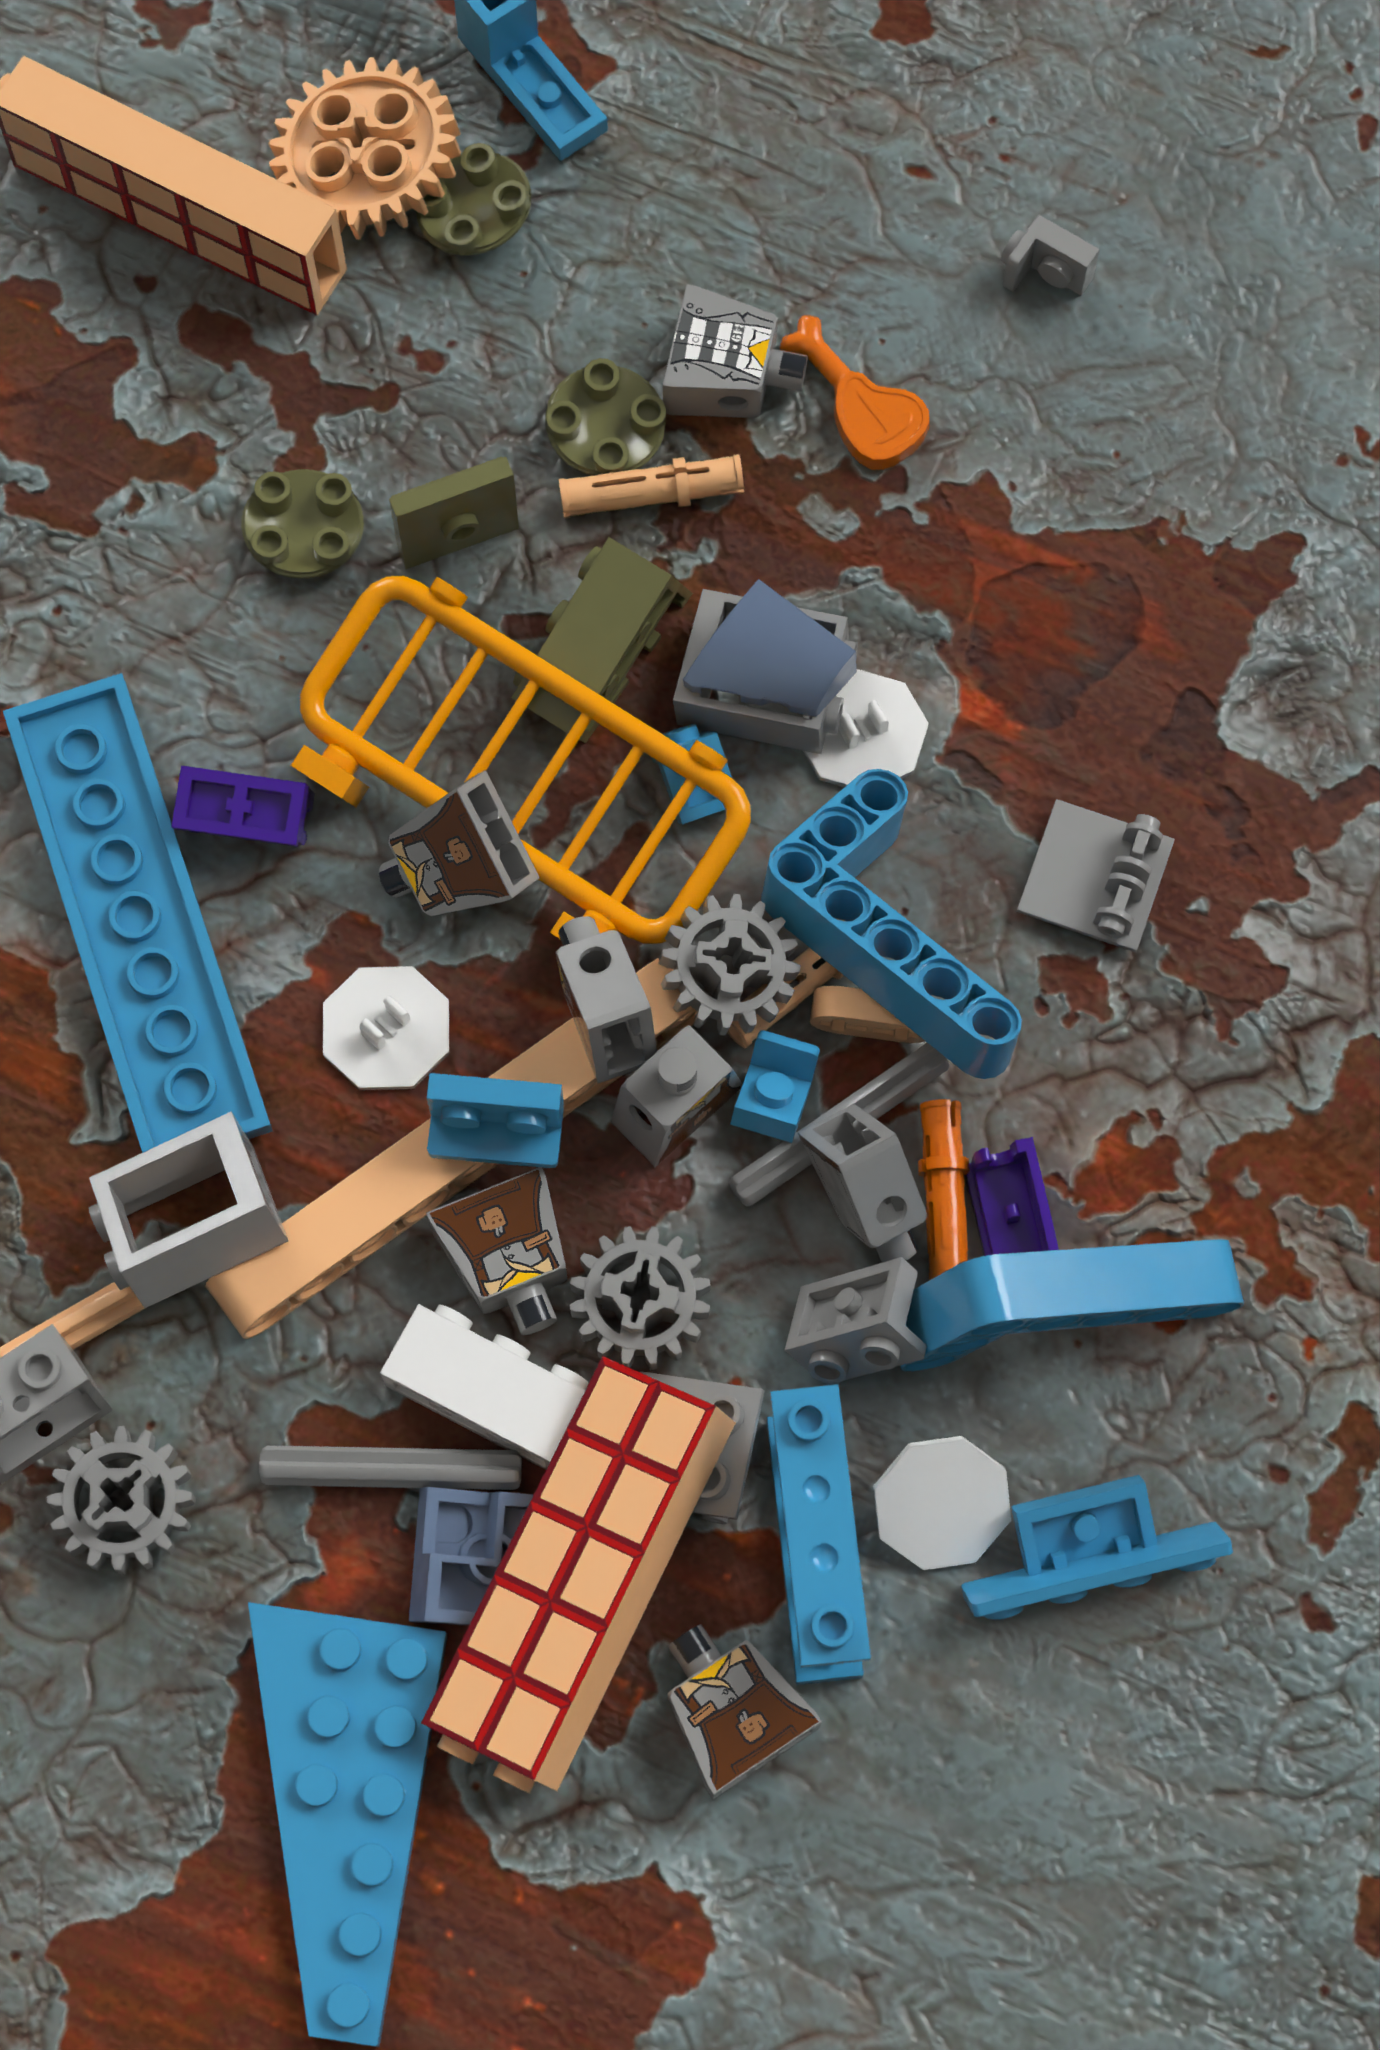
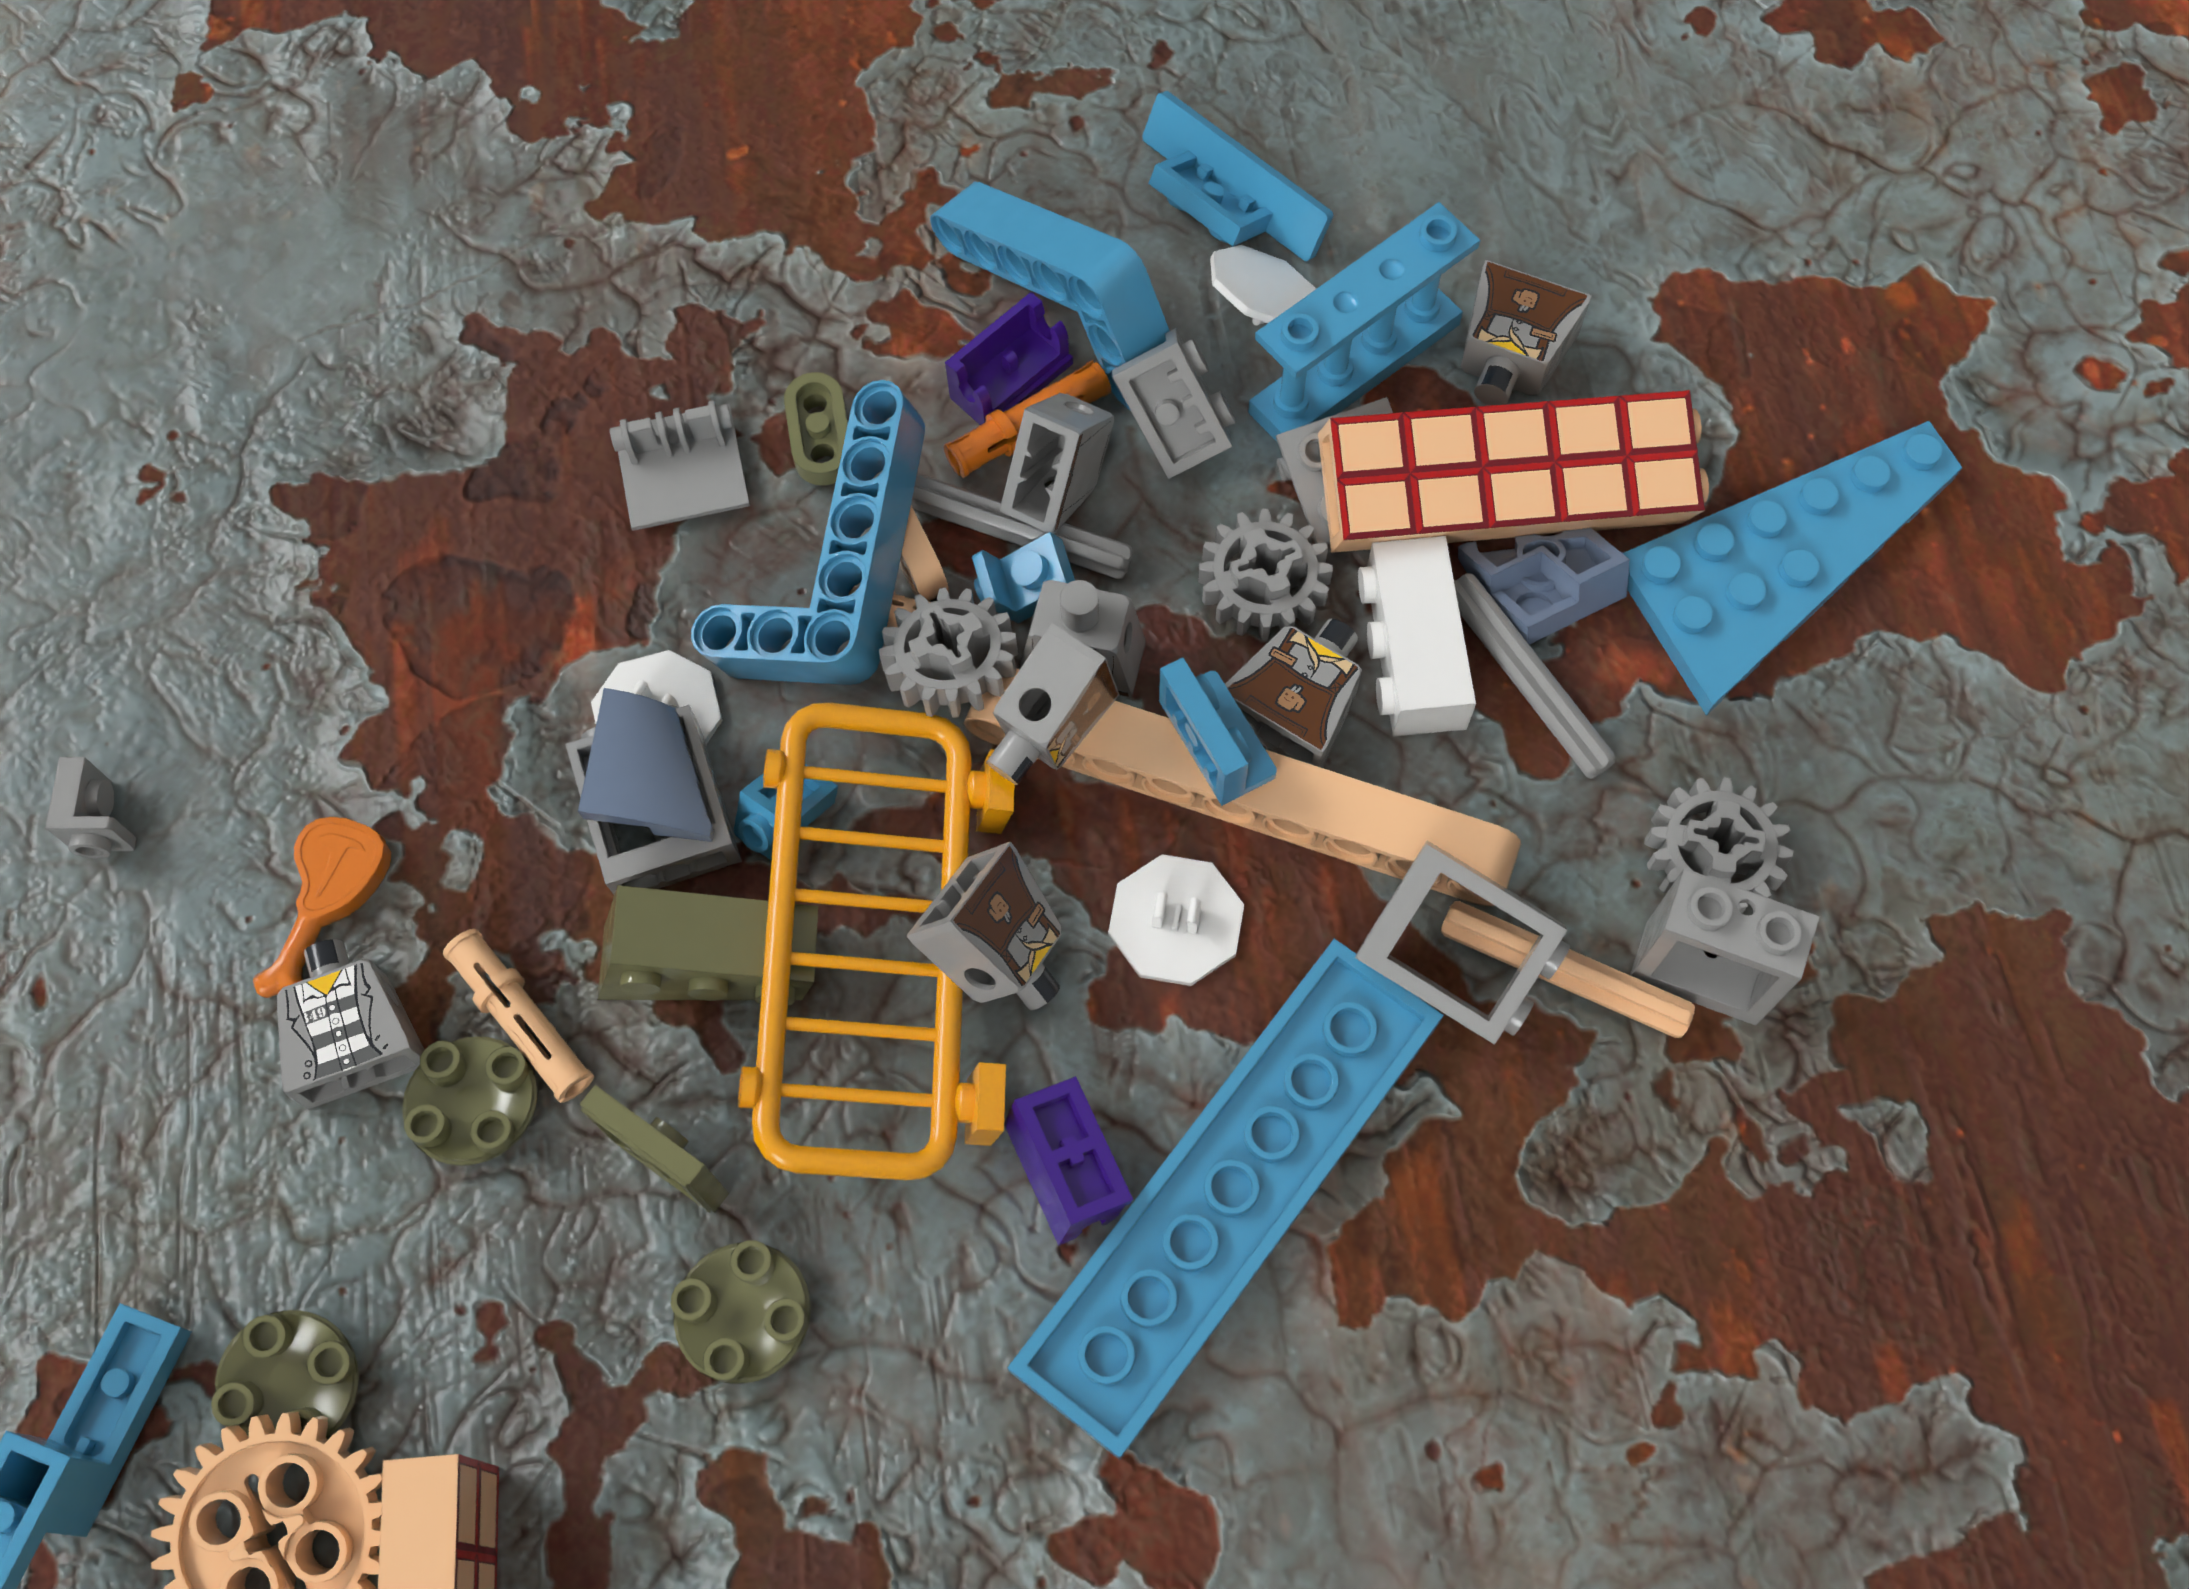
camera: 120 degrees left, 5 degrees down
(1057, 1004) = (818, 432): none -> olive plate

